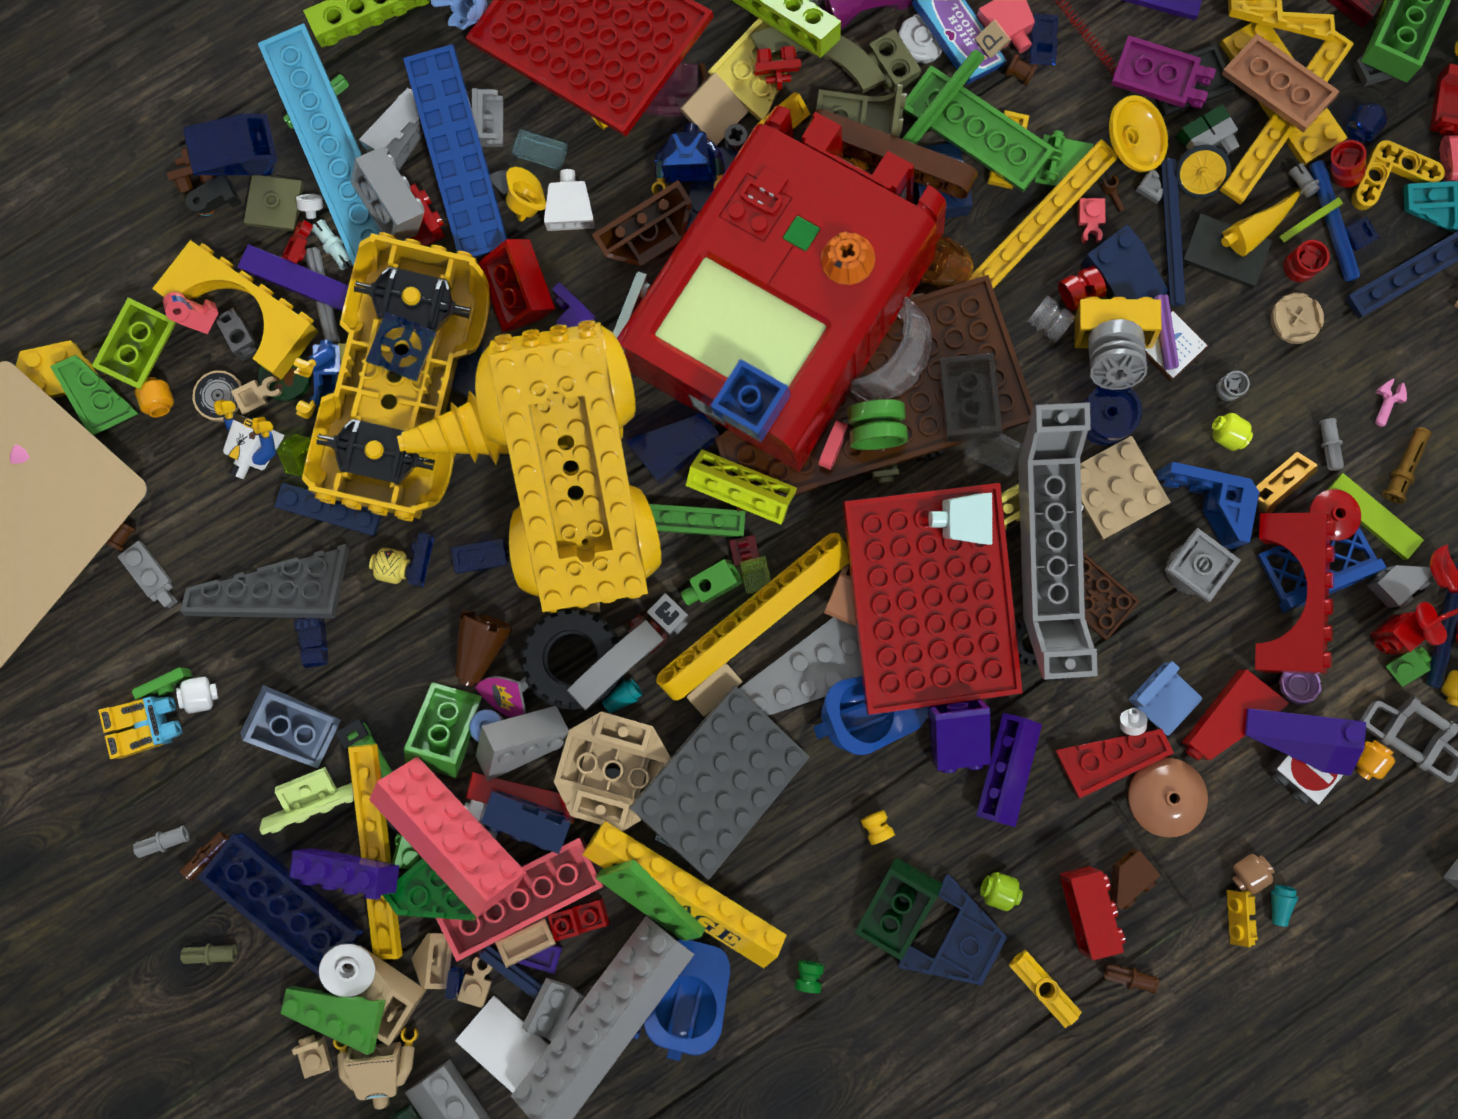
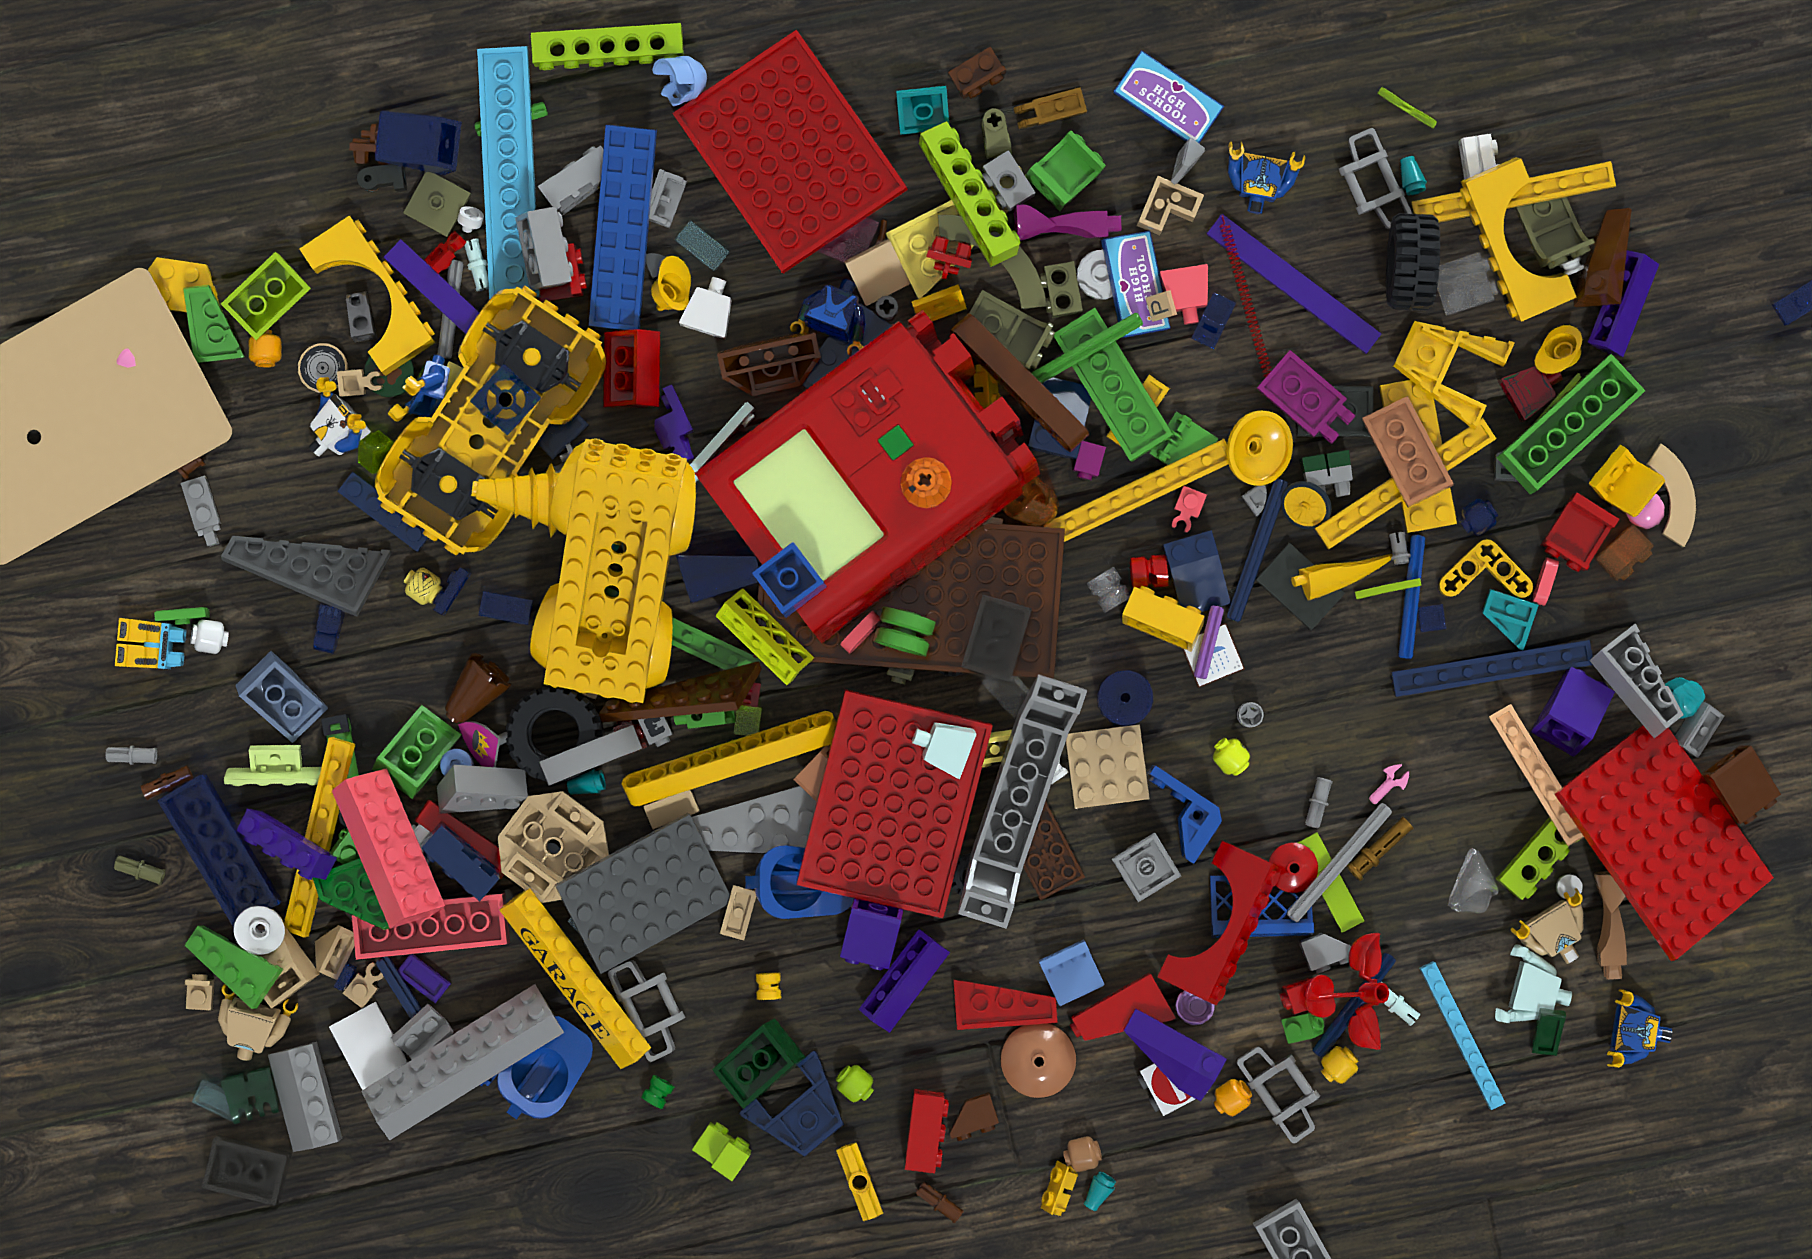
camera: 20 degrees right, 5 degrees up
(190, 313) = (325, 284): coral leg -> none
(525, 943) = (420, 966): tan tile -> none
(578, 919) = (474, 965): red slope -> none
(647, 895) = (542, 966): bright green wing -> none
(694, 568) = (697, 695): none -> reddish brown wing
(754, 874) = (624, 997): none -> light grey bar
(819, 766) = (738, 912): none -> tan plate
(903, 1013) = (722, 1150): none -> lime brick
(906, 364) = (955, 583): clear windscreen -> none
(984, 208) = (1089, 460): none -> magenta brick
(1021, 70) = (1179, 342): reddish brown bush -> none
(1112, 190) = (1218, 492): reddish brown hand -> none
(1117, 354) = (1144, 650): light grey wheel -> none
(1133, 722) = (1033, 981): white tile -> none
(1284, 481) = (1256, 820): plate -> none
(1297, 318) = (1338, 674): tan tile -> none
(1306, 261) = (1365, 626): red wheel -> none
(1348, 163) = (1441, 550): red wheel -> none
(1378, 493) = (1339, 862): none -> light grey axle

